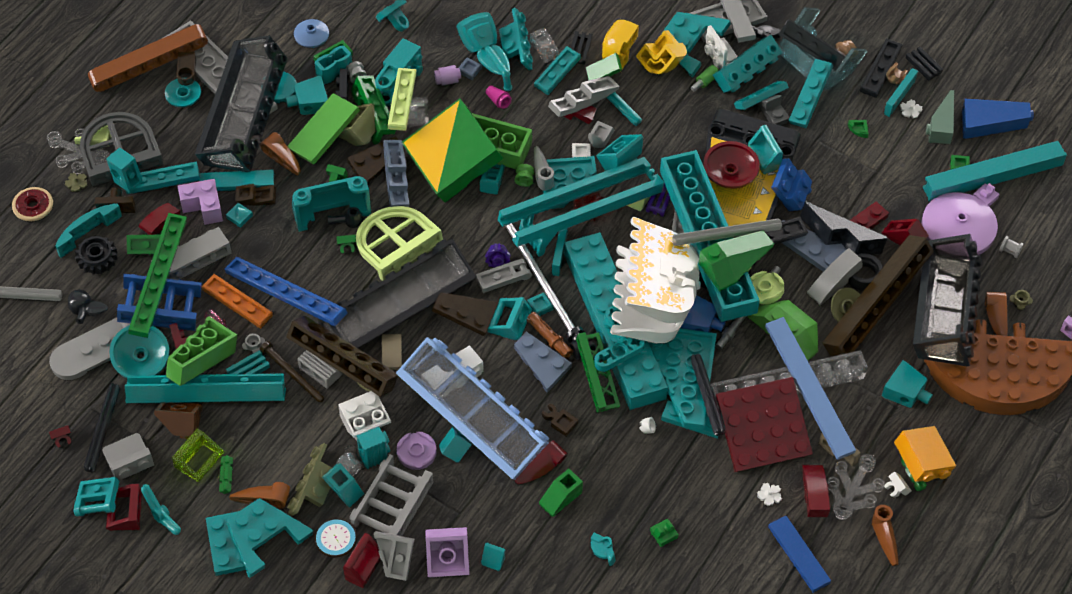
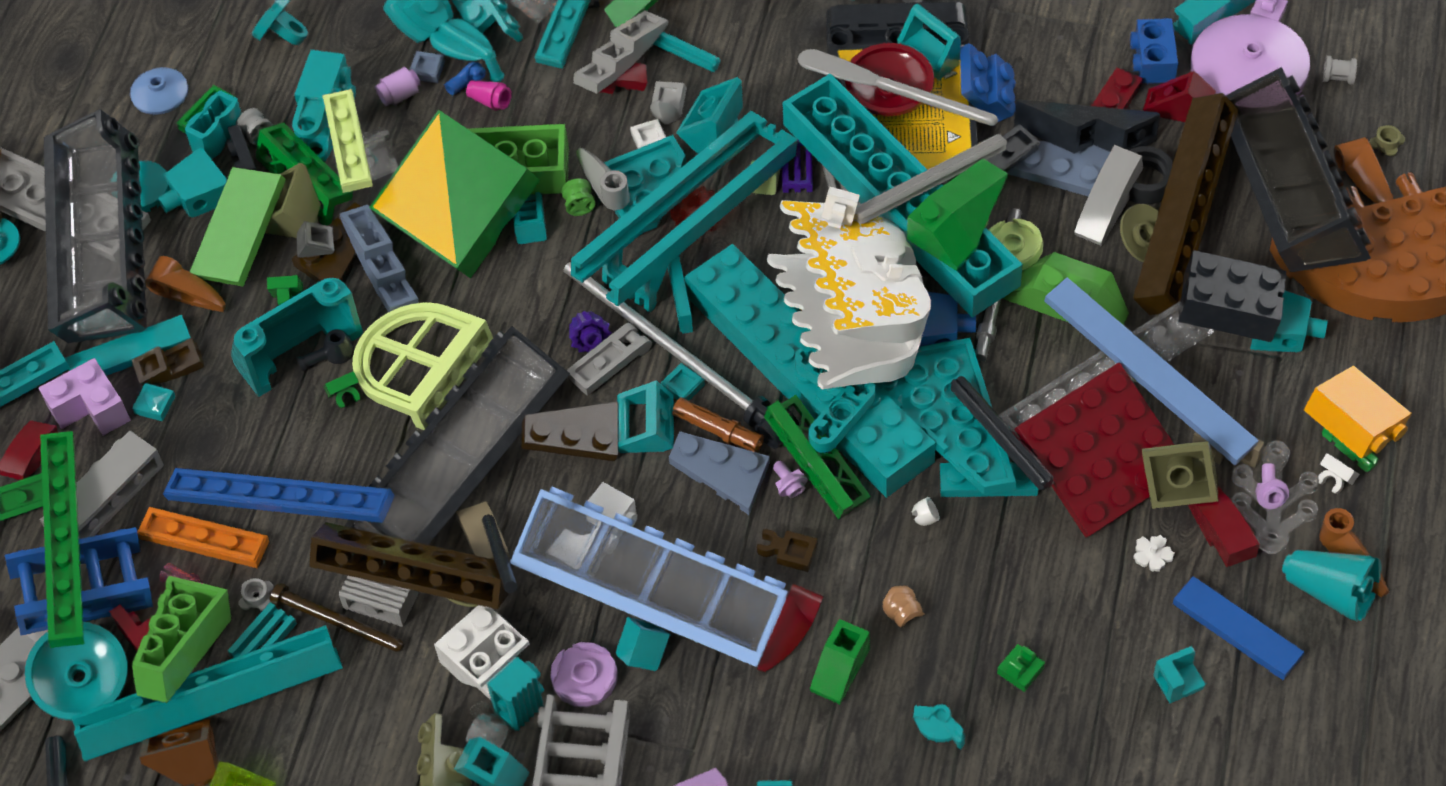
camera: 15 degrees left, 0 degrees up
(363, 151) = (314, 240): none -> dark grey slope
(393, 365) = (499, 553): none -> black bar
(493, 80) = (470, 72): none -> blue arm
(577, 382) = (791, 483): none -> lavender plate
(611, 473) = (901, 605): none -> medium nougat arm
(664, 231) = (840, 207): none -> white tile
(704, 149) = (845, 70): none -> light grey piece
(752, 568) = (1178, 675): none -> teal panel
(802, 454) = (1181, 474): none -> olive slope
(853, 483) = (1271, 492): none -> lavender plate
(867, 546) = (1335, 579): none -> teal cone
(877, 360) = (1232, 296): none -> black piece
(904, 198) = (1155, 50): none -> blue brick

